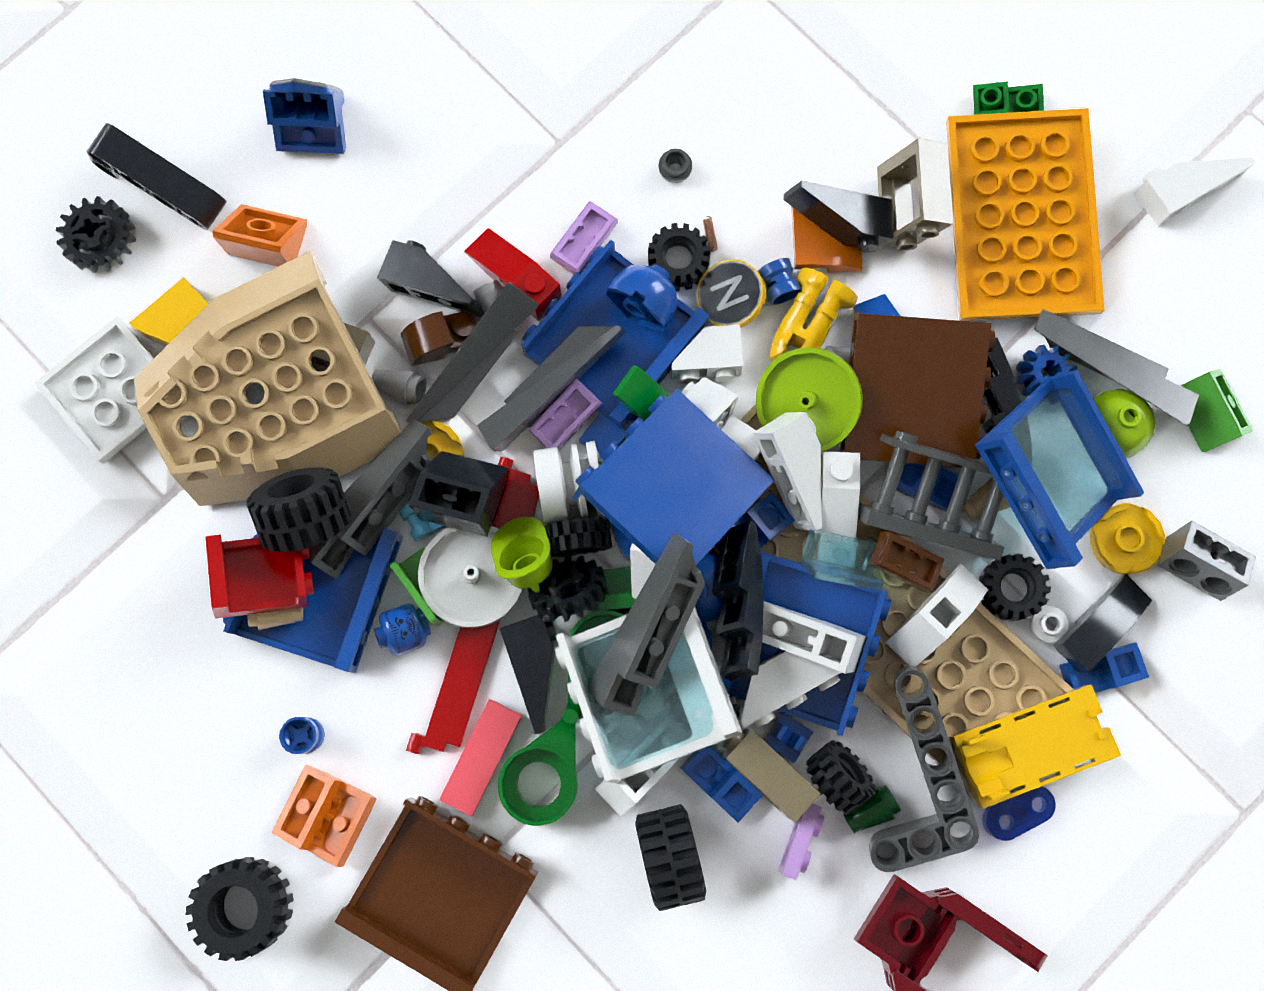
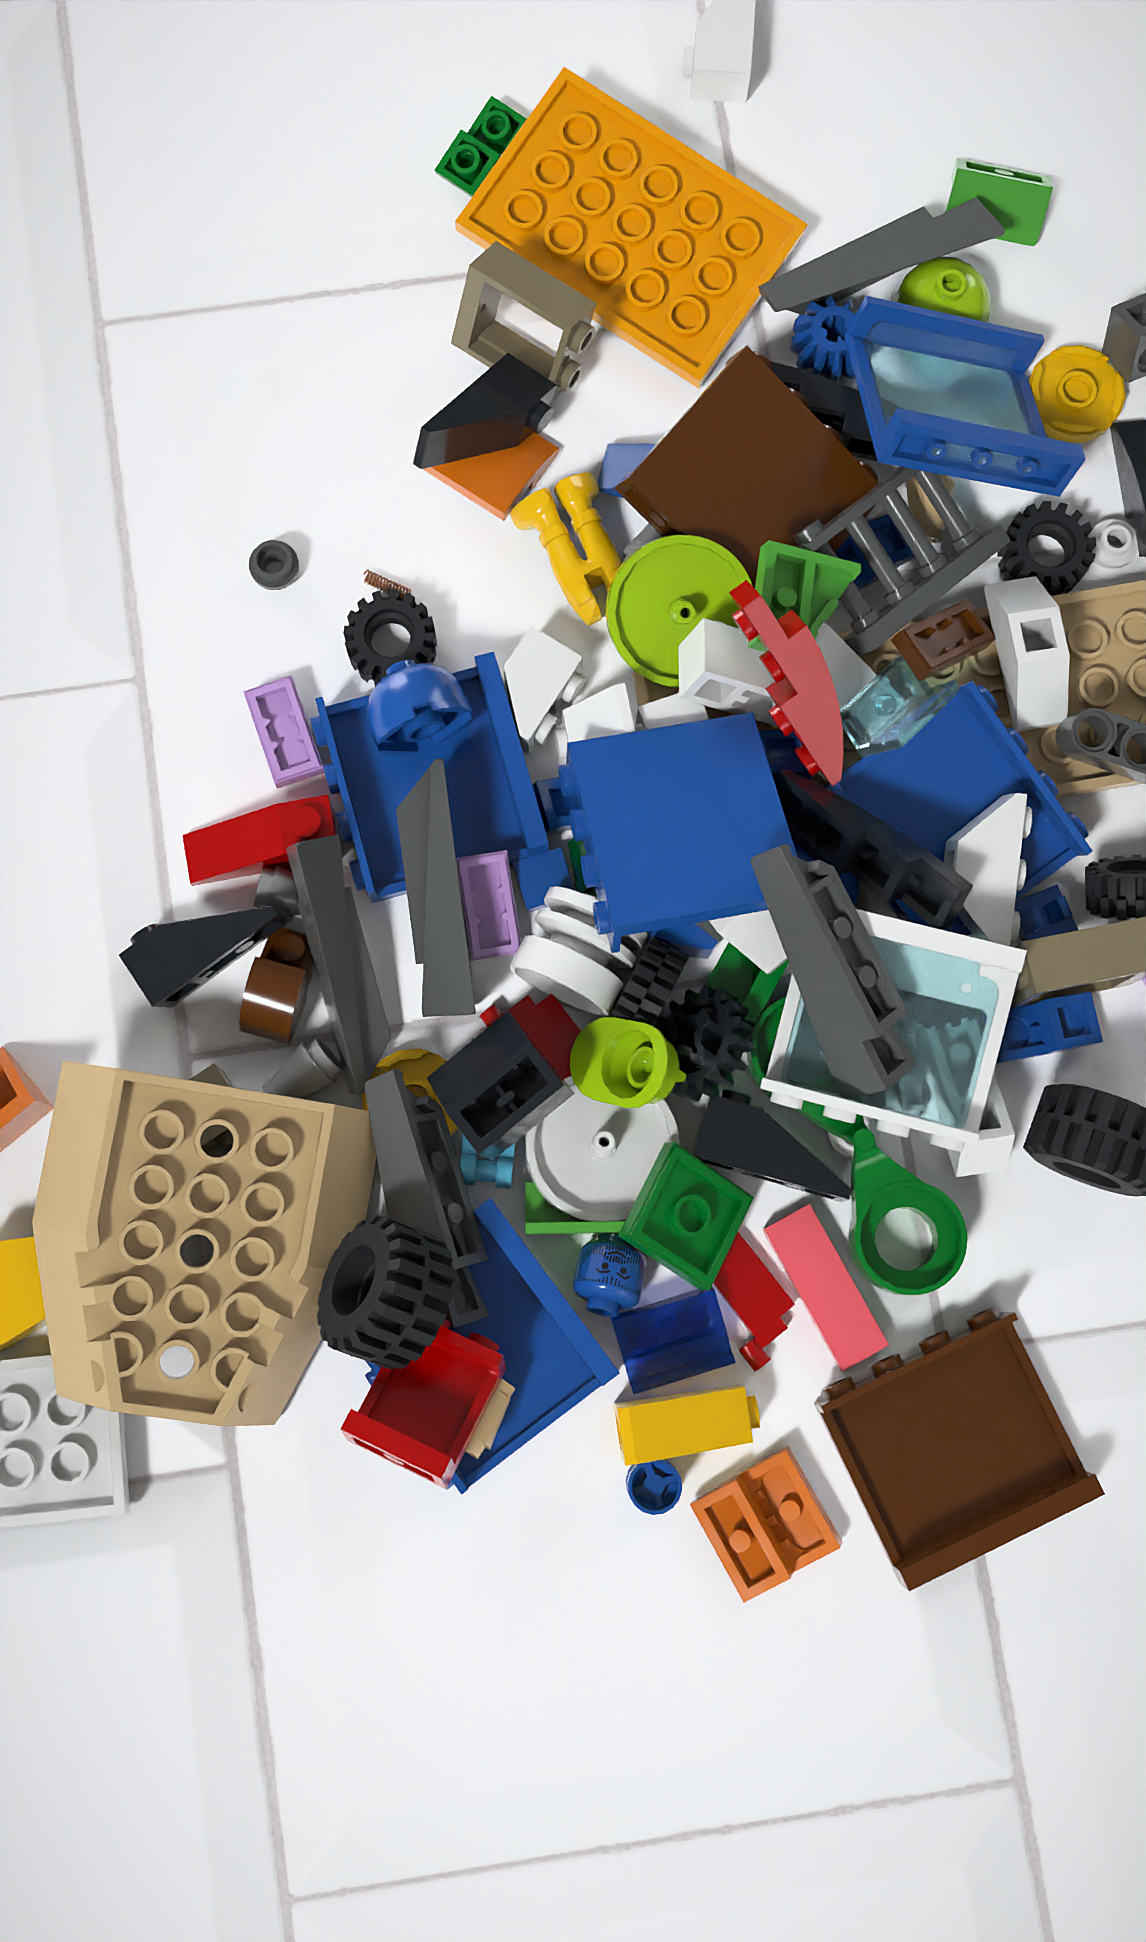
camera: 60 degrees left, 0 degrees up
(210, 917) = (842, 1737): black tyre -> none
(343, 727) = (685, 1423): none -> yellow slope
(391, 690) = (672, 1339): none -> clear blue plate
(462, 648) = (686, 1216): none -> green tile
(638, 392) = (534, 794): green slope -> none
(731, 293) = (481, 610): black tile -> none
(779, 281) = (507, 547): blue wheel -> none
(806, 489) = (802, 683): none -> slope
(812, 638) = (965, 800): white slope -> none
(858, 455) = (801, 582): none -> bright green wing

